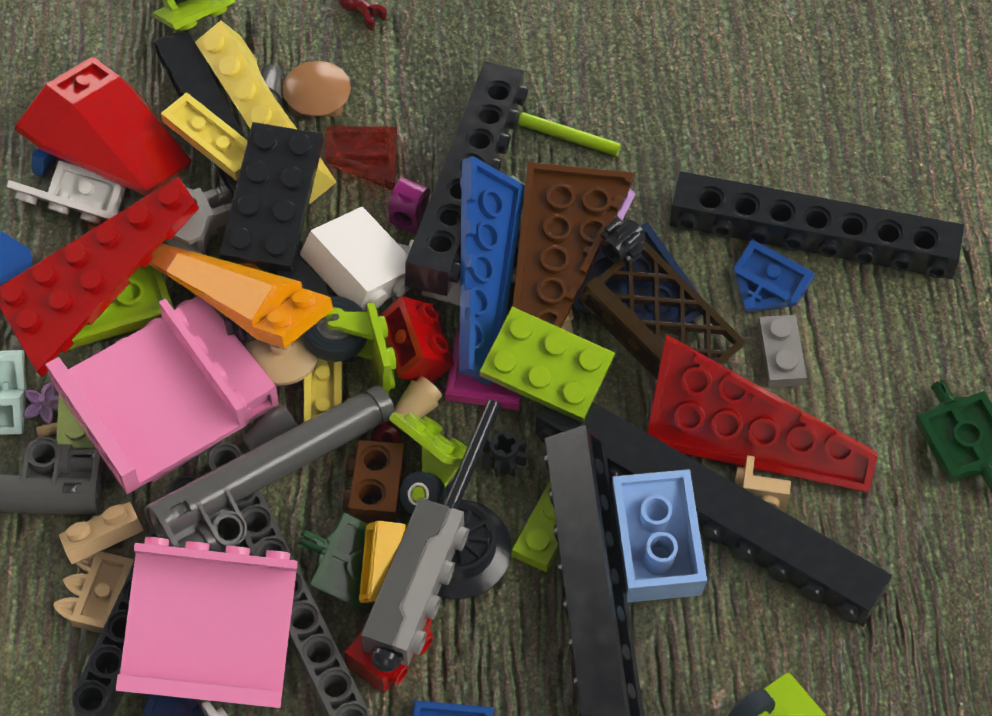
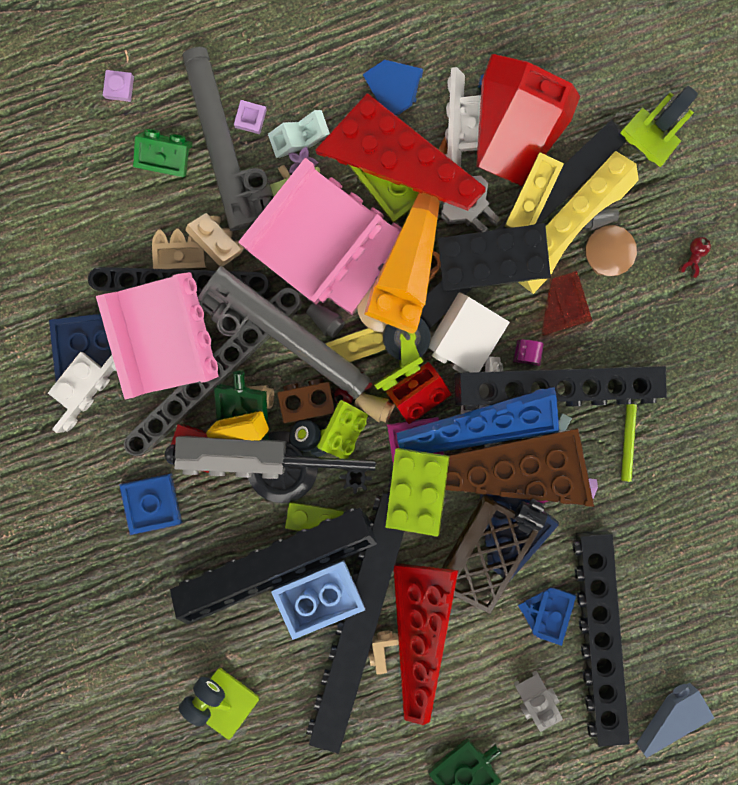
camera: 70 degrees right, 30 degrees up
(782, 351) = (495, 636): light grey plate -> none
(883, 315) = (538, 702): none -> light grey hinge
(945, 173) = (677, 716): none -> sand blue slope

